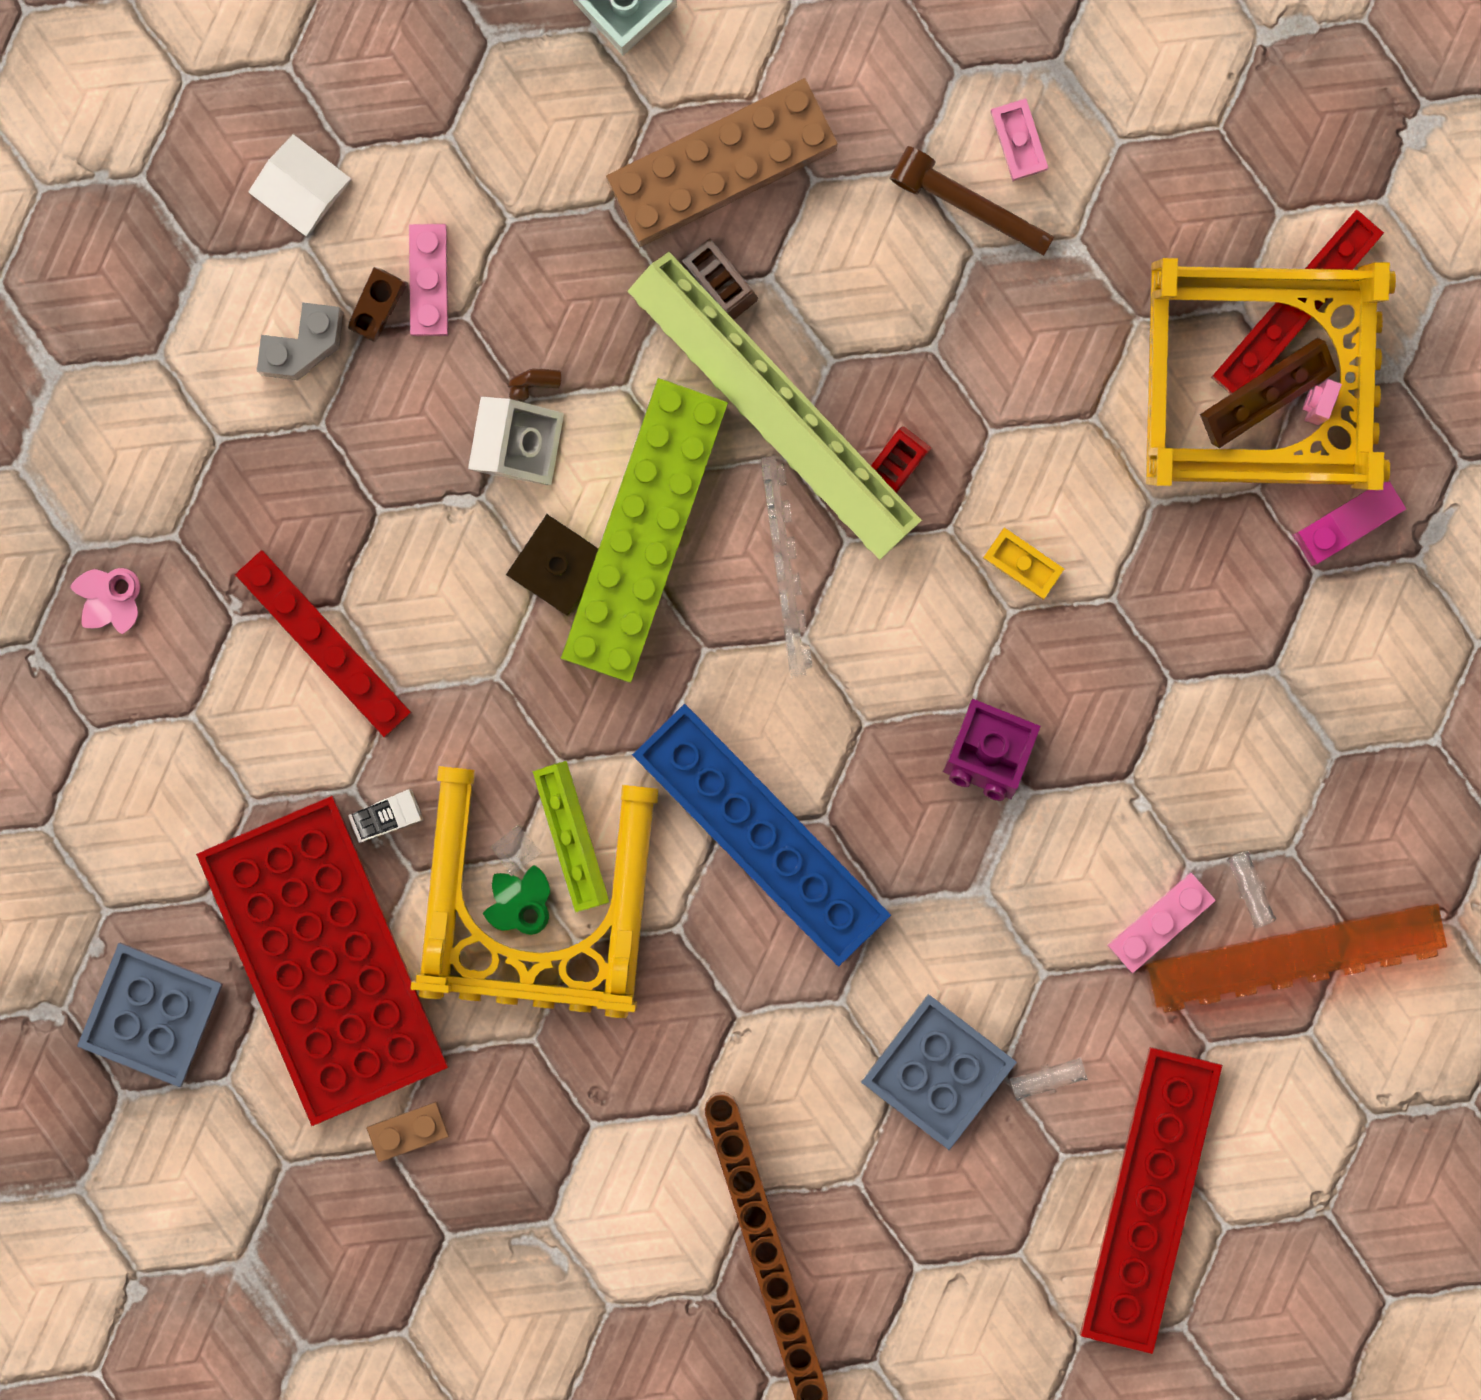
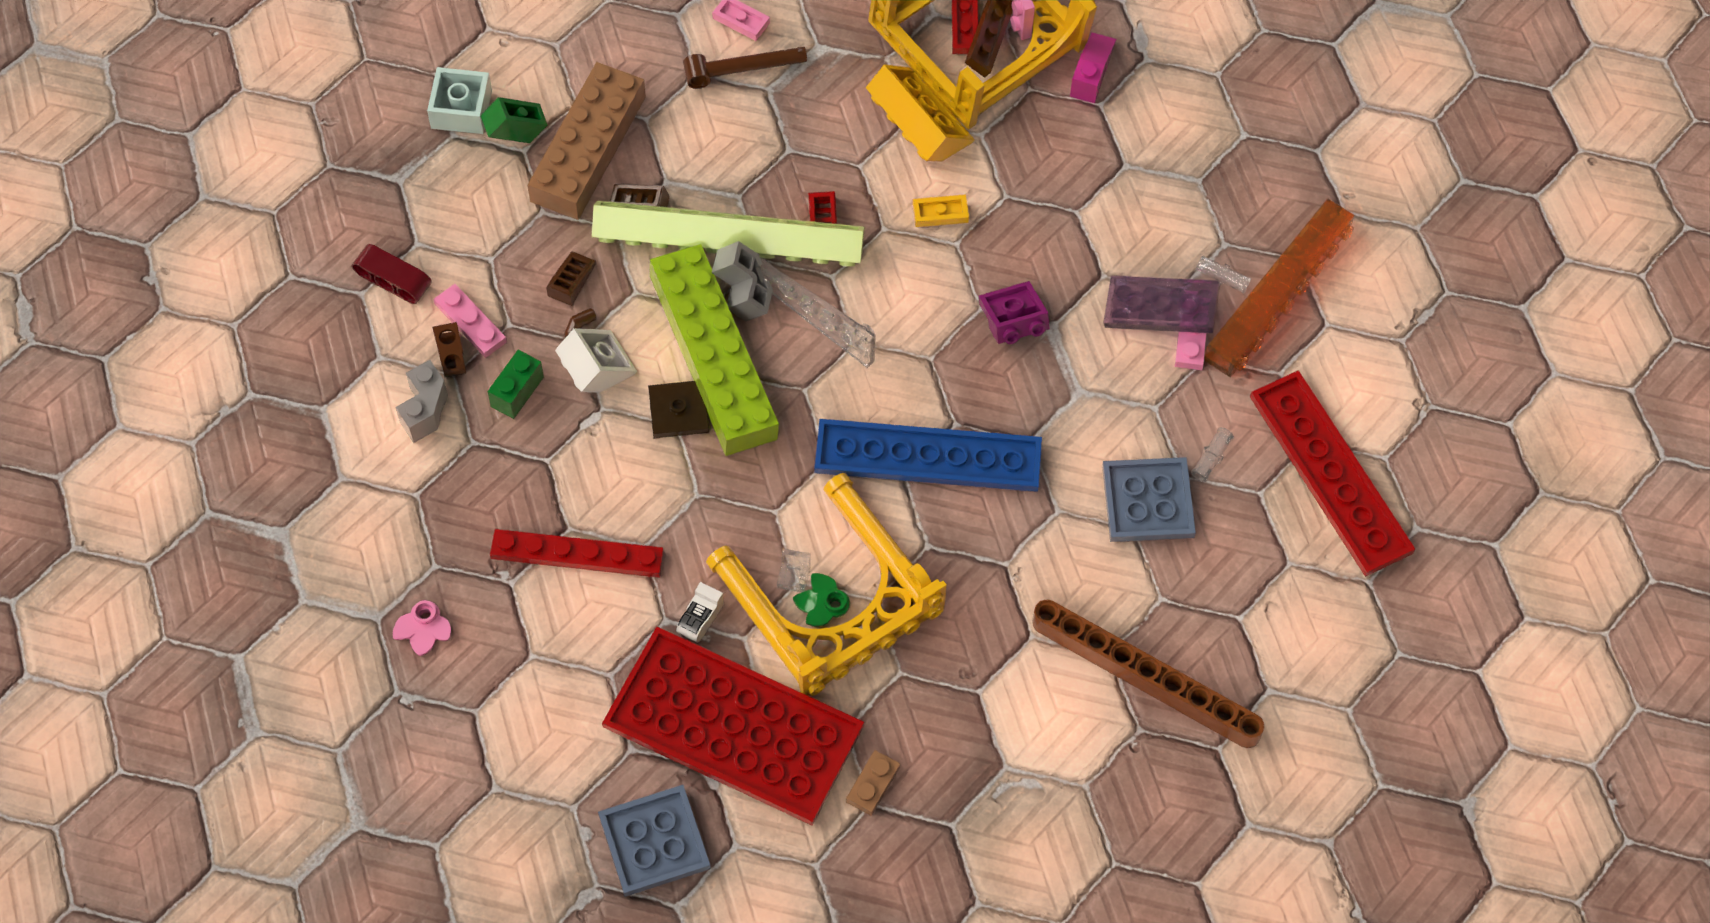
camera: 45 degrees left, 25 degrees down
(299, 185) = (350, 329): white slope -> none
(388, 157) = (391, 273): none -> dark red beam
(410, 402) = (515, 384): none -> green brick
(567, 303) = (569, 295): none -> reddish brown slope
(570, 836) = (819, 539): lime plate -> none
(657, 79) = (514, 120): none -> green brick
(736, 495) = (749, 291): none -> light grey brick
(1105, 426) = (918, 113): none -> yellow slope
(1149, 874) = (1162, 304): none -> clear purple plate

